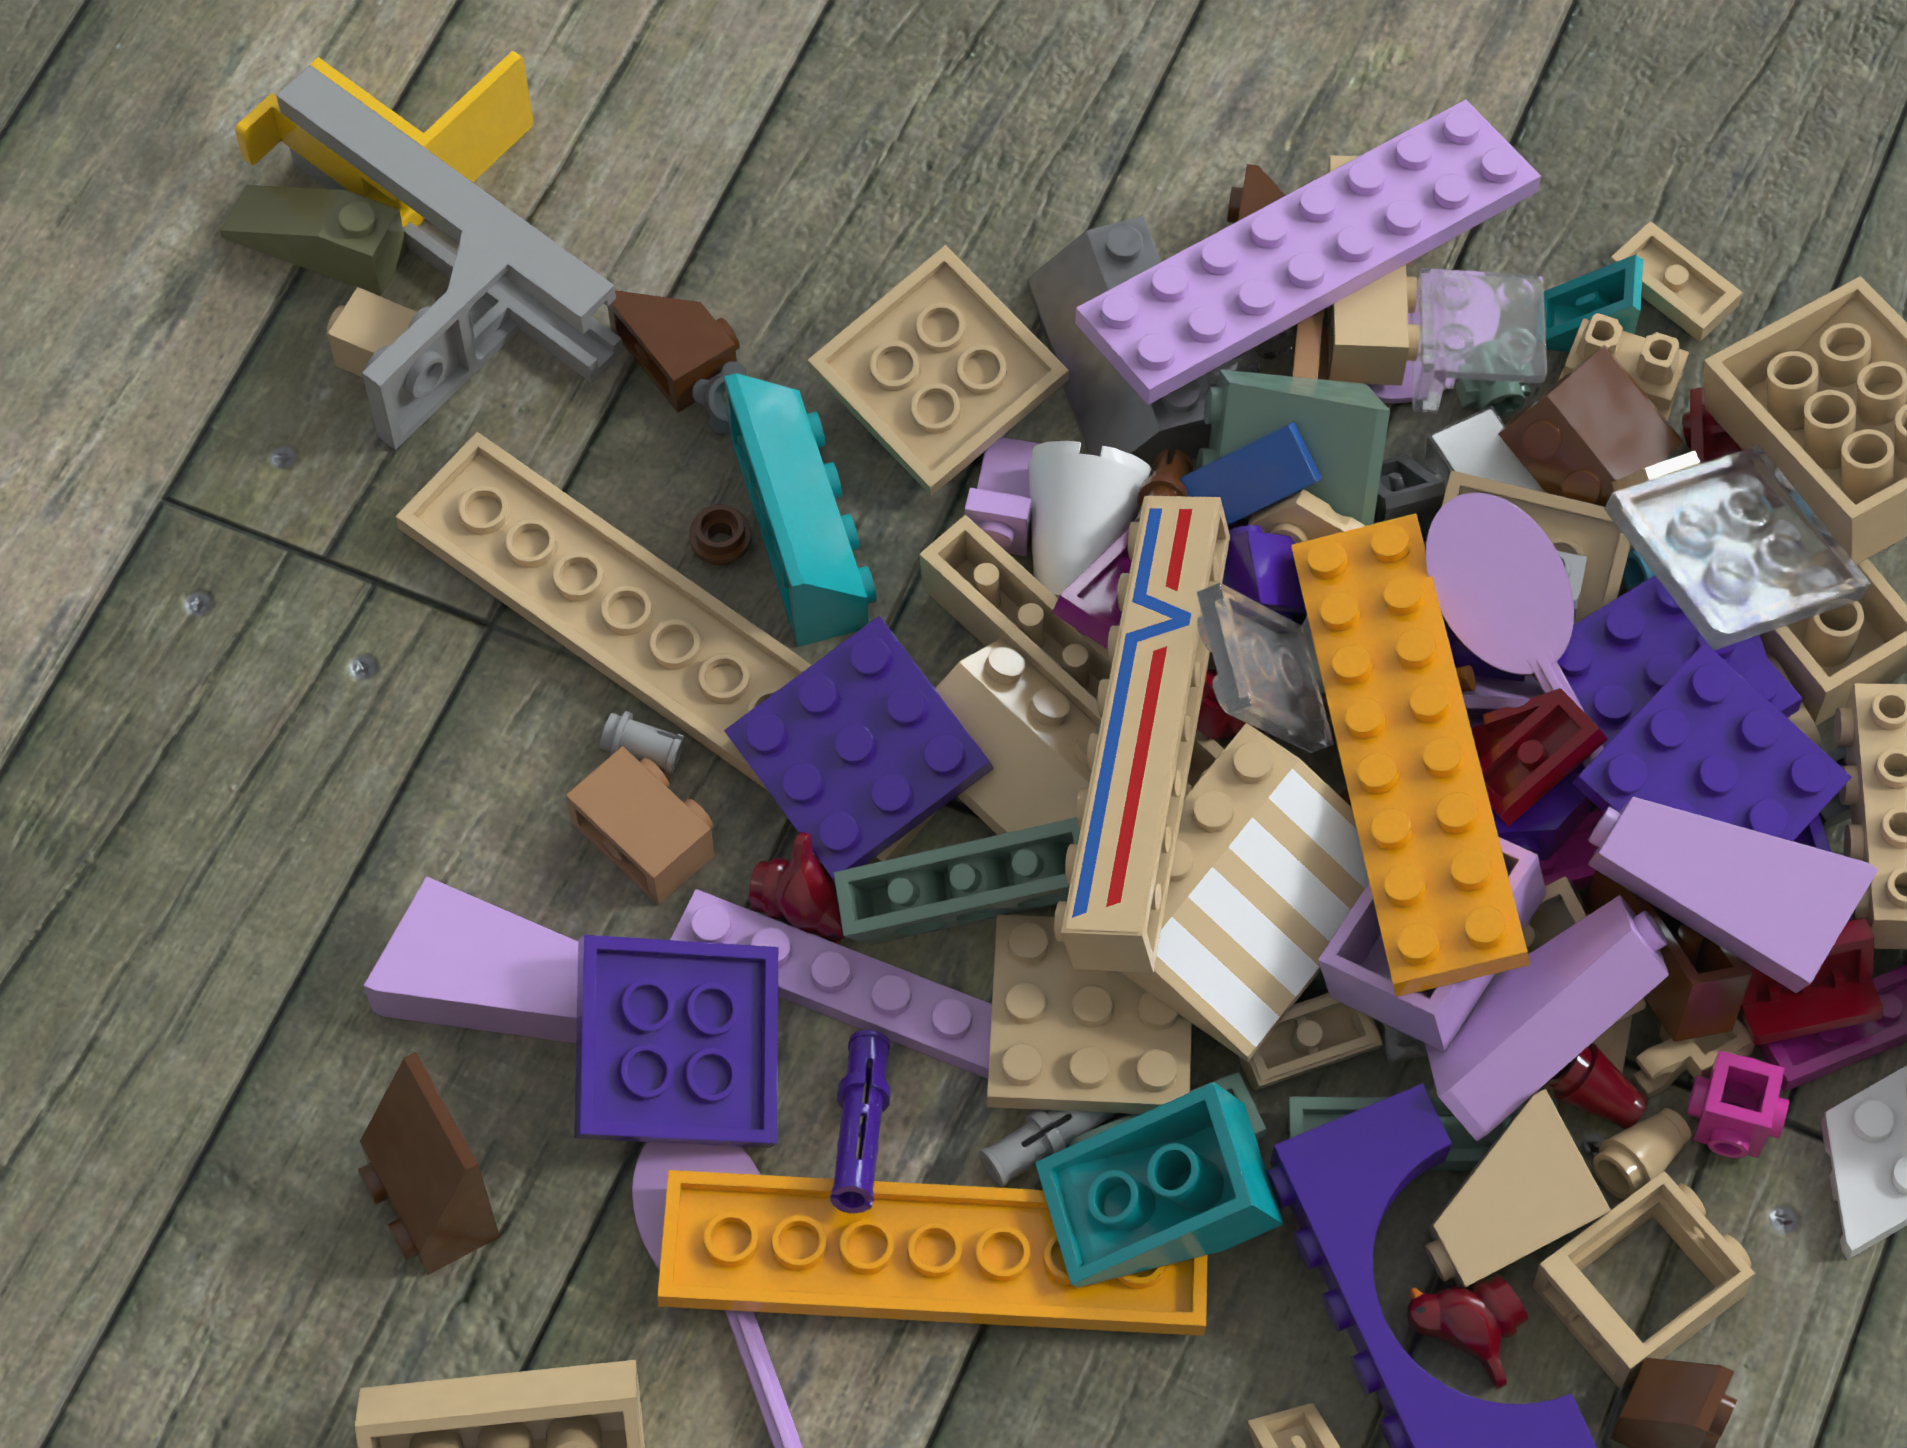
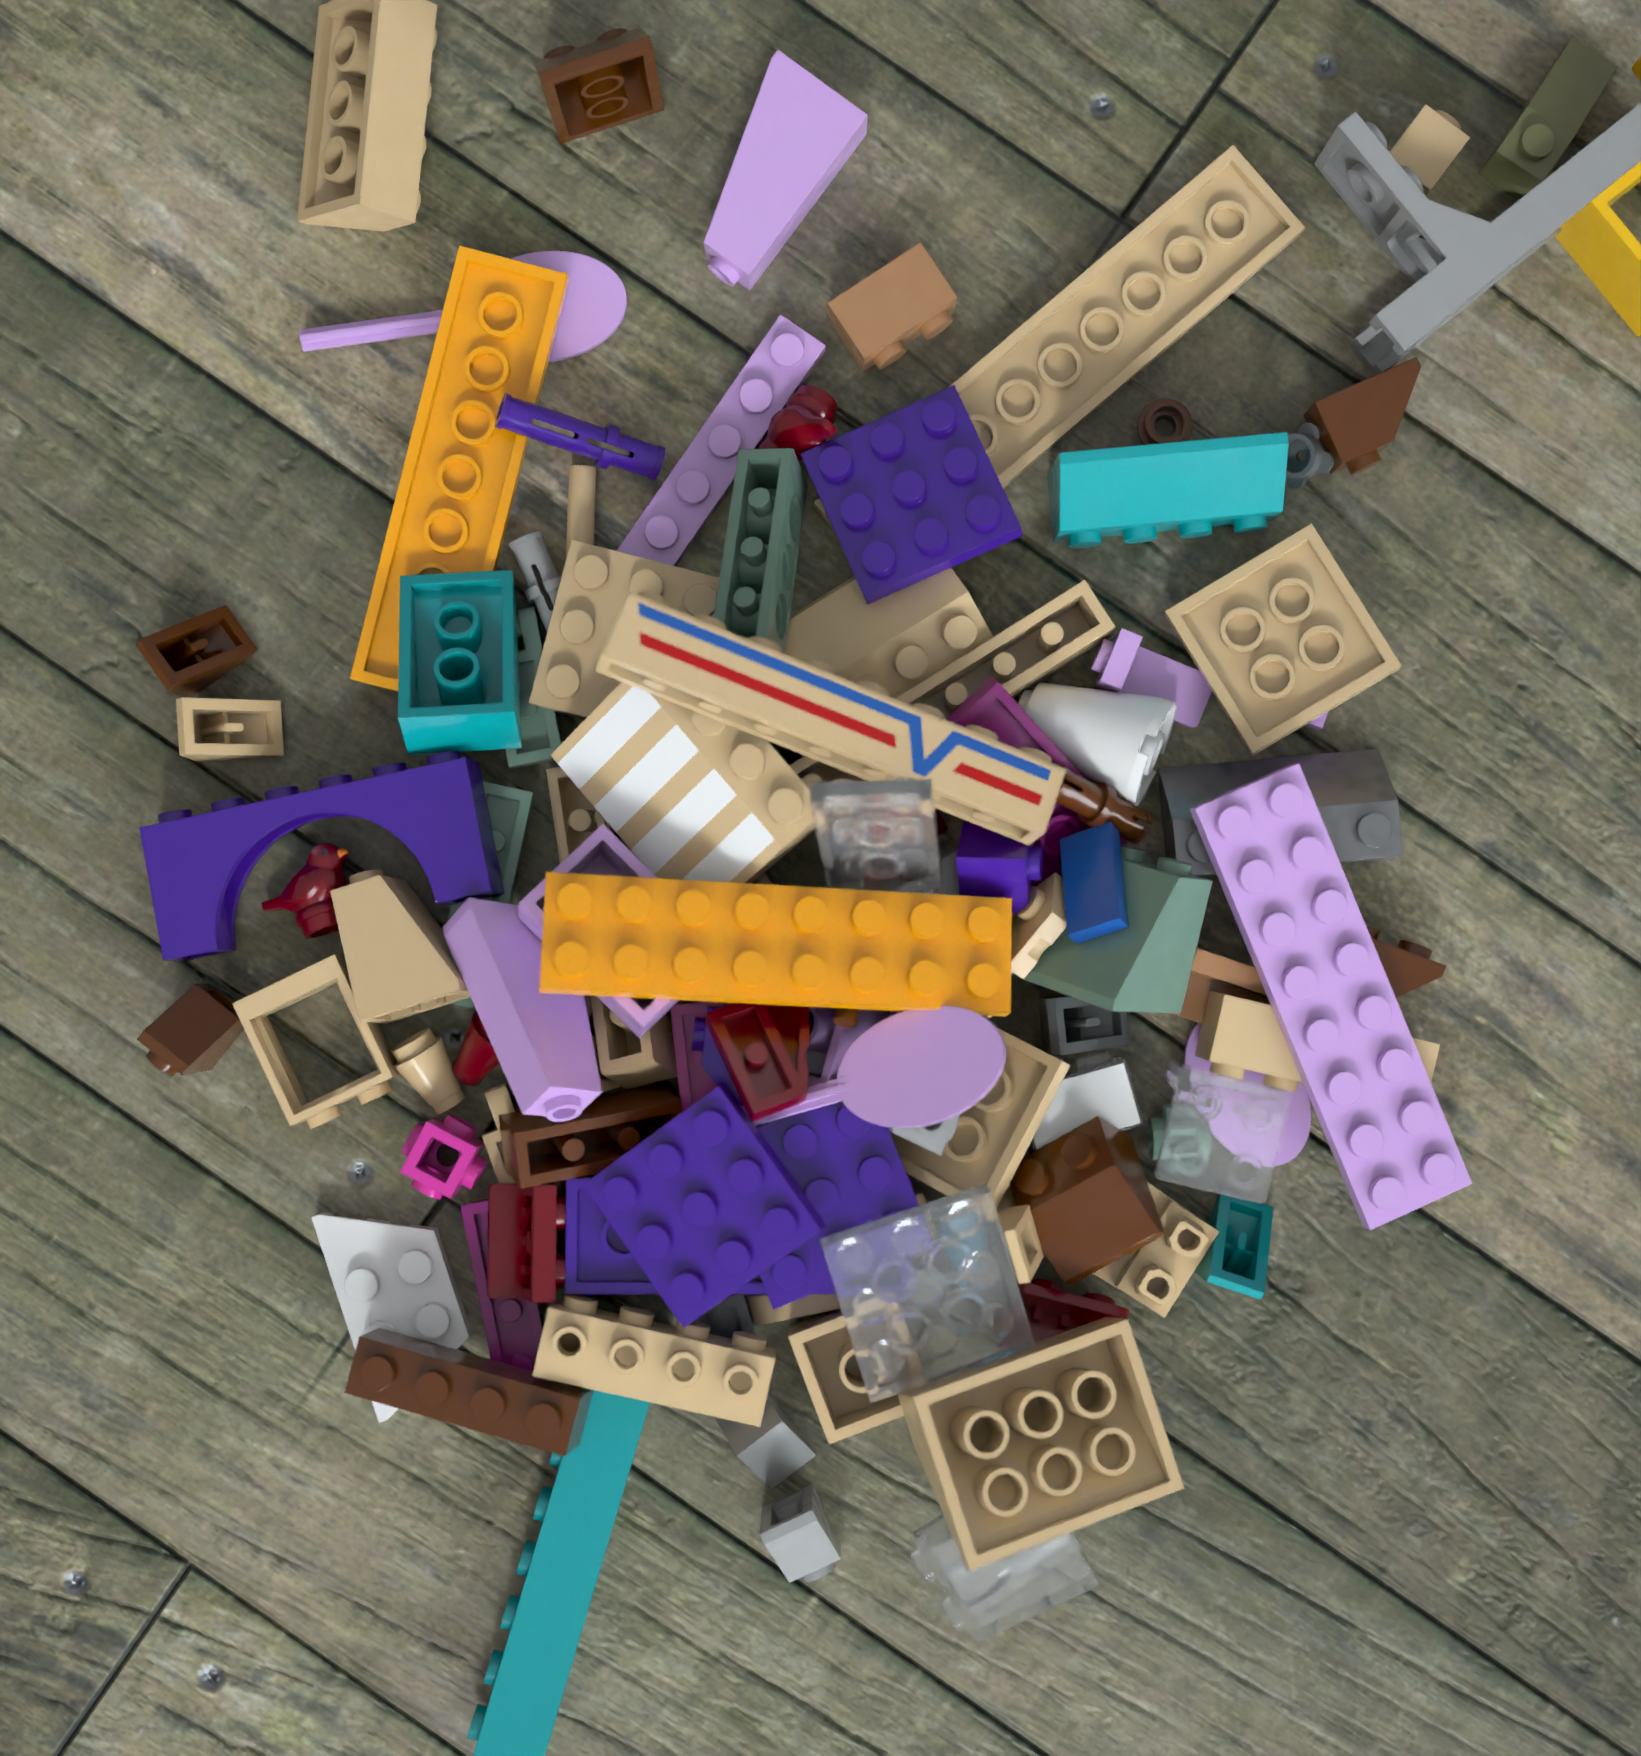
camera: 95 degrees right, 25 degrees up
(642, 741) = (973, 323): light grey pin -> none
(676, 1042) = (674, 296): dark purple plate -> none
(950, 1119) = (581, 504): none -> tan piece
(1680, 282) = (1256, 1331): tan plate -> none
(1736, 886) = (582, 1191): lavender slope -> none

